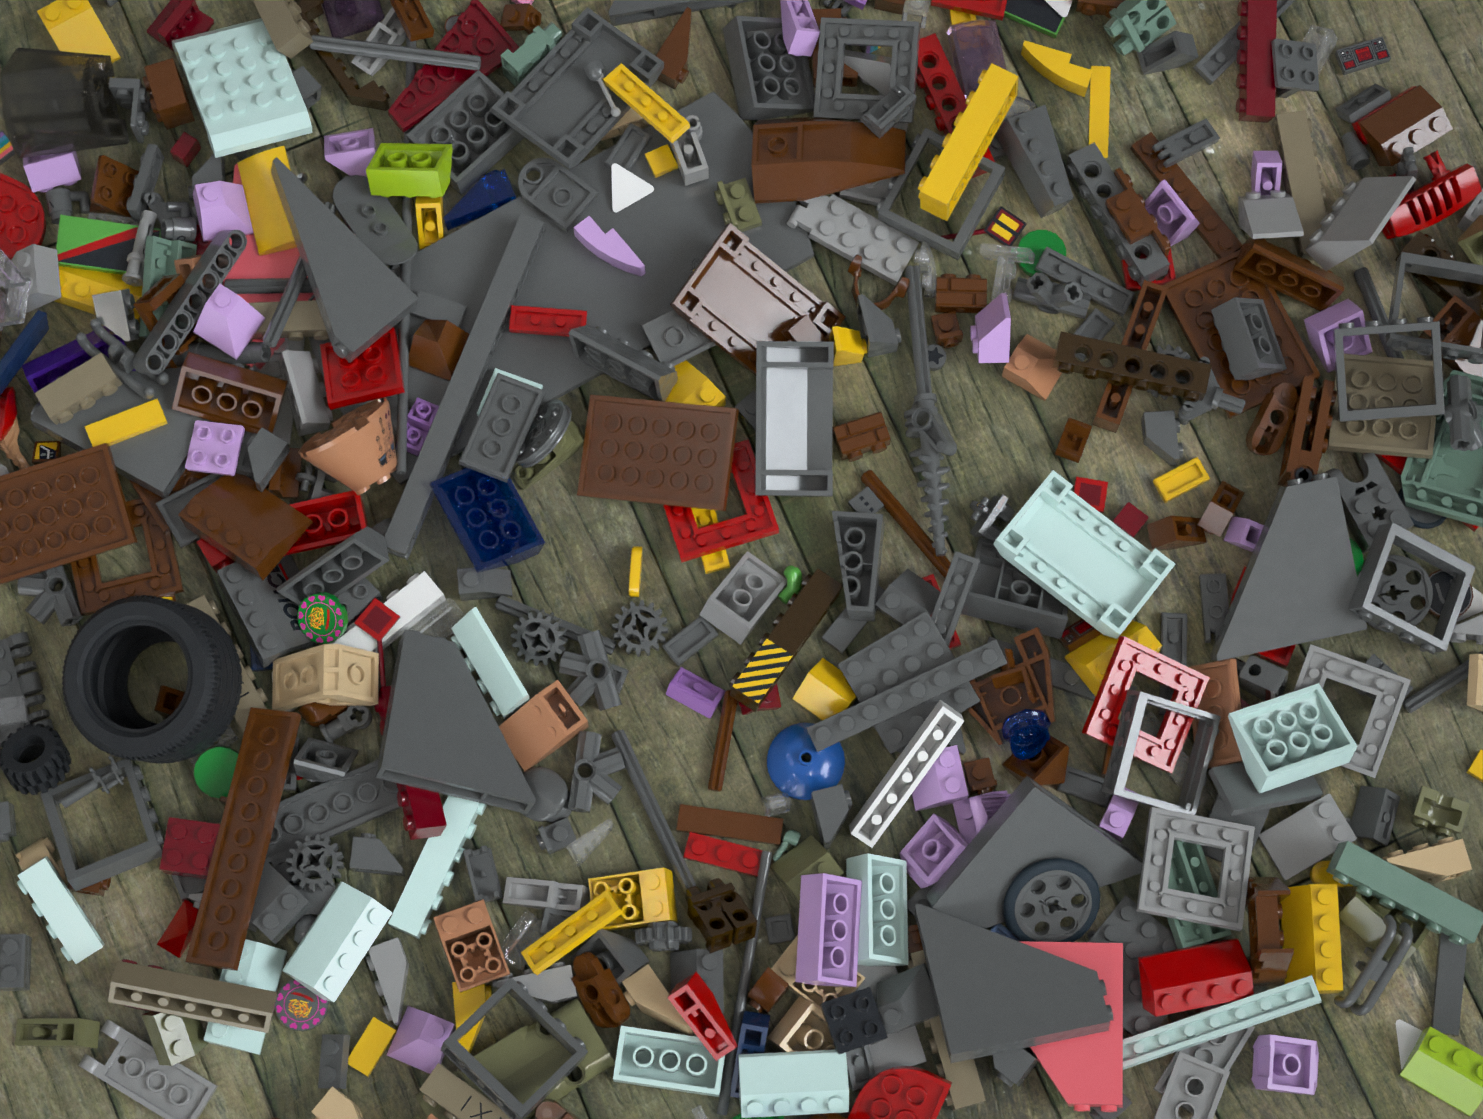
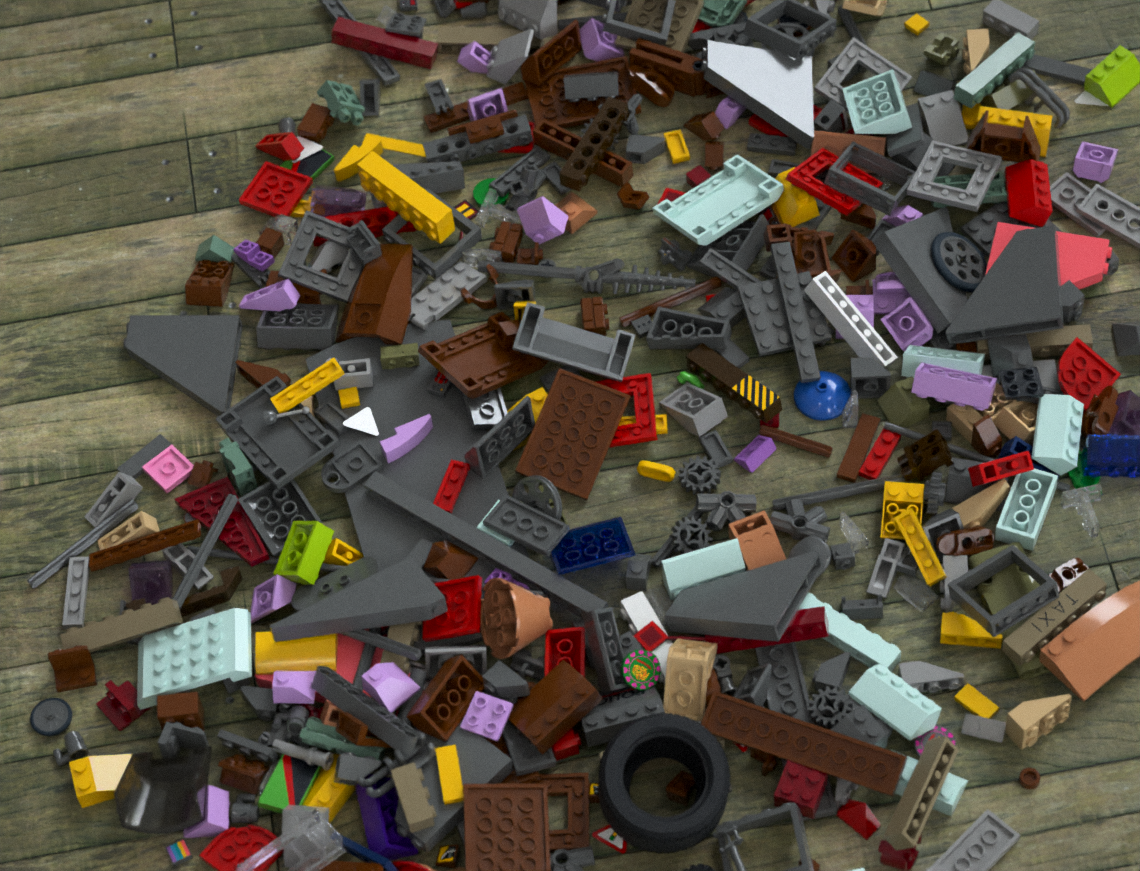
camera: 70 degrees left, 20 degrees down
(174, 1036) = (946, 826): olive slope -> none
(185, 149) = (228, 715): dark red piece -> none
(215, 770) = (744, 768): green tile -> none
(420, 1039) = (979, 665): lavender slope -> none
(471, 946) = (915, 618): nougat slope -> none
(484, 197) = (336, 516): clear blue slope -> none
(791, 837) = (877, 412): sand green hand -> none
(825, 691) = (777, 371): yellow slope -> none
(1026, 732) = (837, 252): clear blue hat -> none
(1220, 1021) = (1059, 178): light aqua plate -> none

